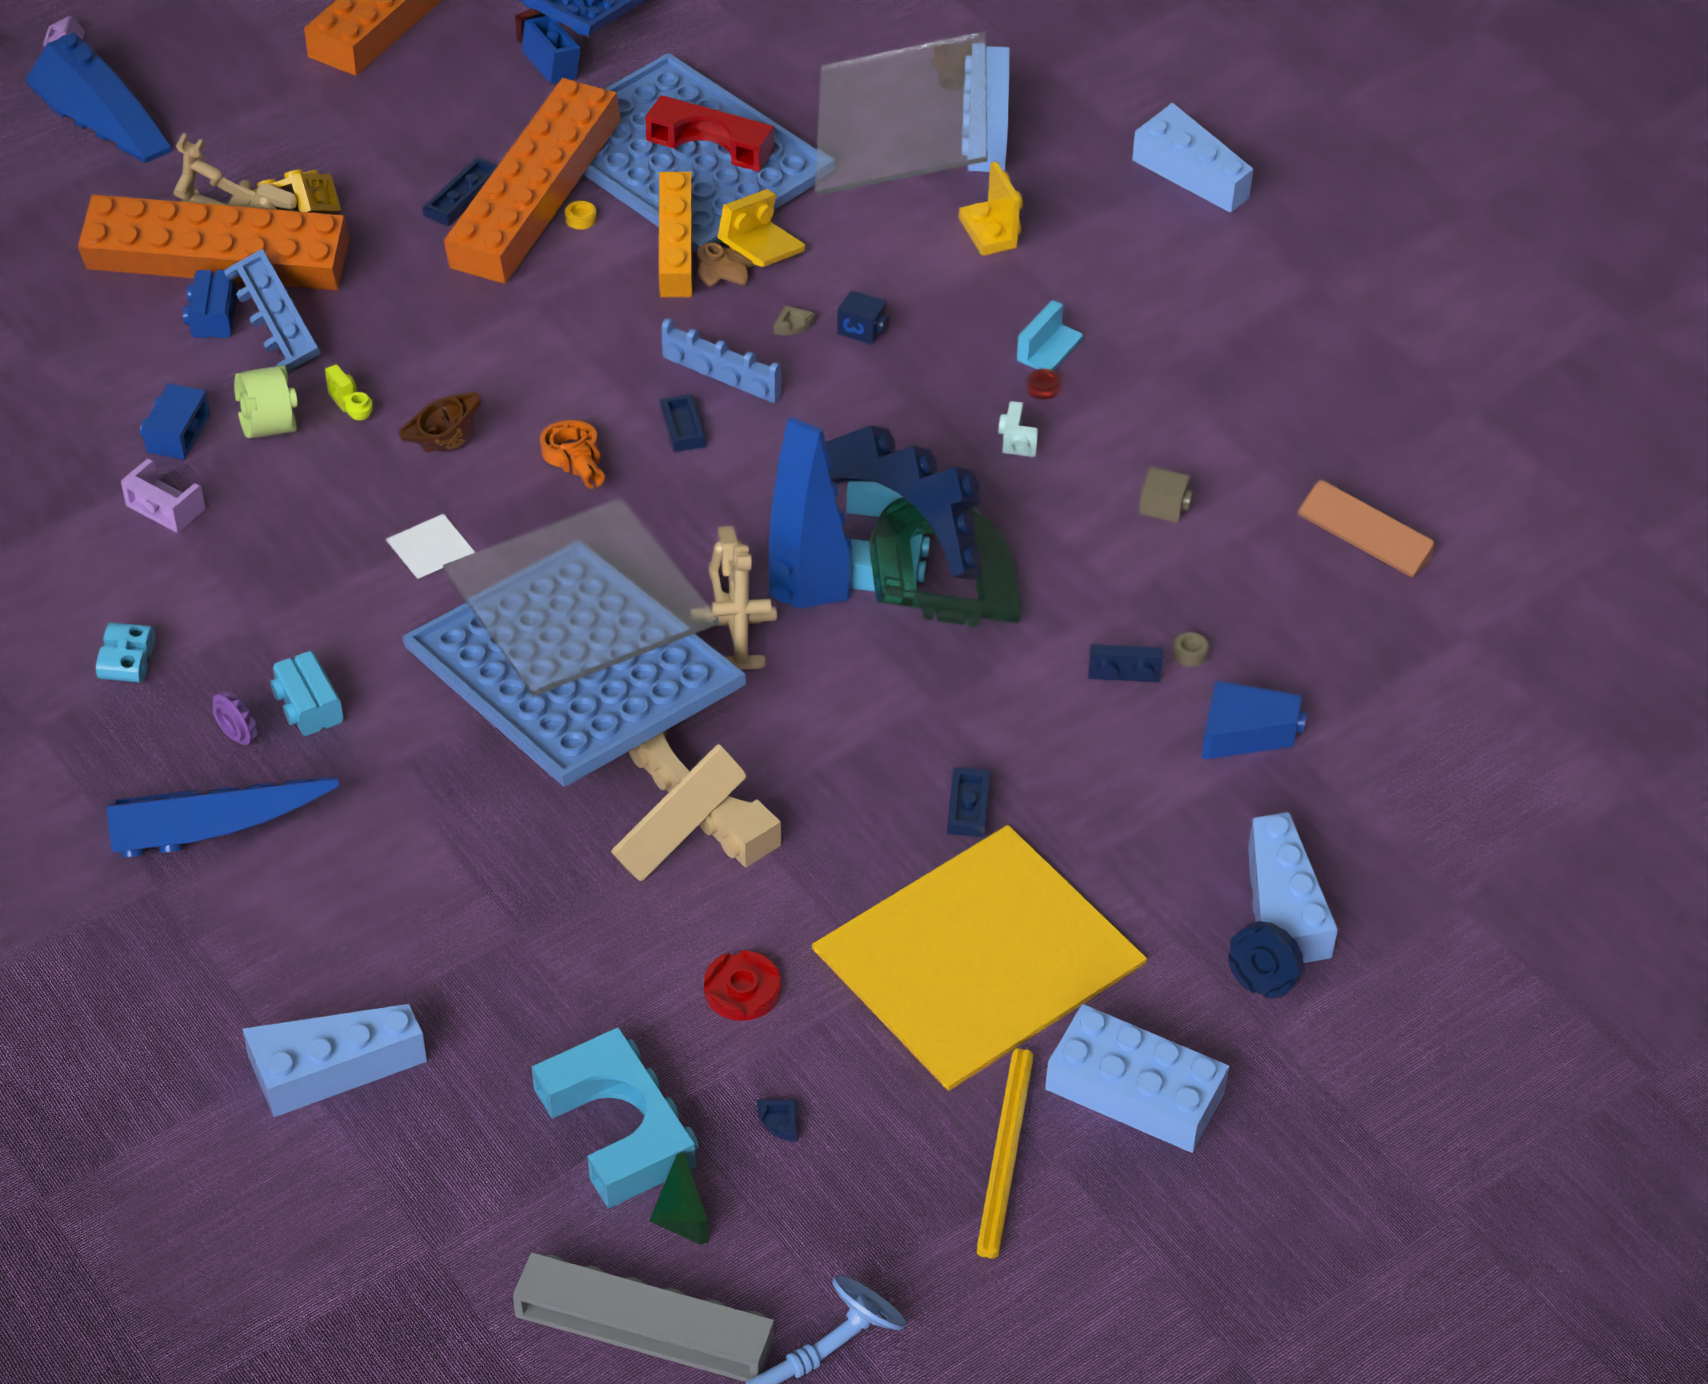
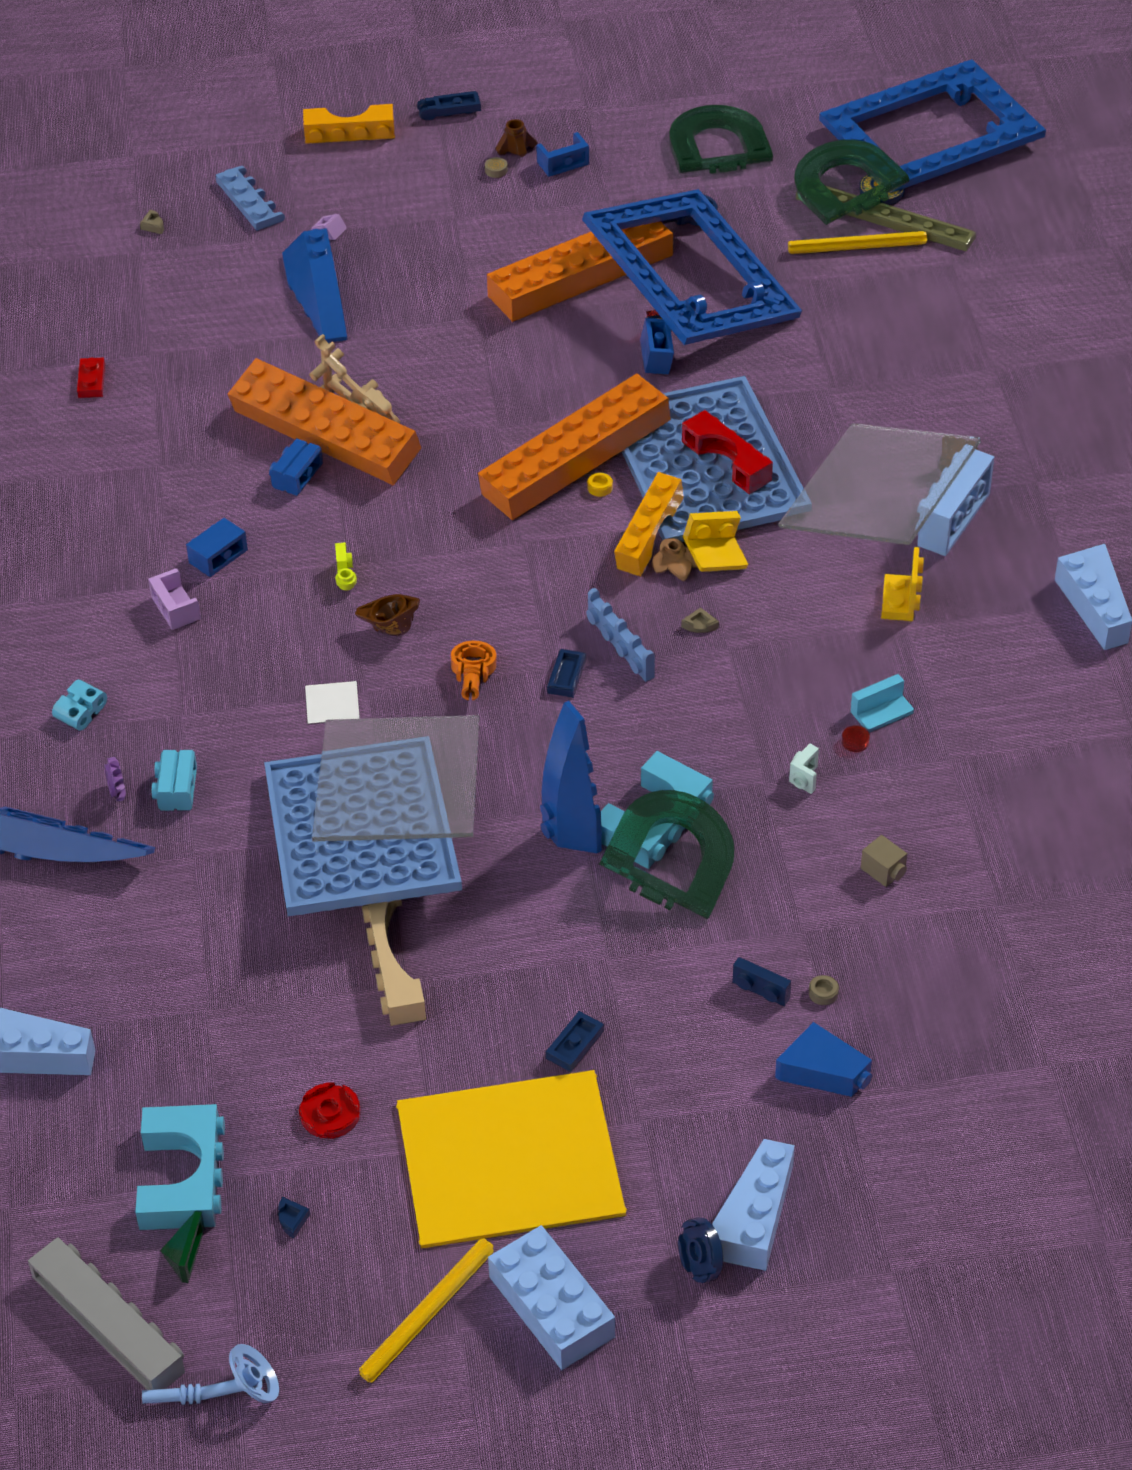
camera: 30 degrees right, 0 degrees up
(265, 402) = (280, 554): yellowish green brick -> none
(274, 309) = (331, 486): medium blue hinge -> none
(313, 191) = (411, 404): yellow bracket -> none
(459, 192) = (507, 443): dark blue tile -> none
(679, 813) = (357, 966): tan slope -> none
(735, 607) = (500, 826): tan piece -> none
(862, 317) = (749, 637): dark blue brick -> none
(911, 472) = (676, 775): dark blue arch -> none
(1367, 528) = (1027, 948): nougat slope -> none

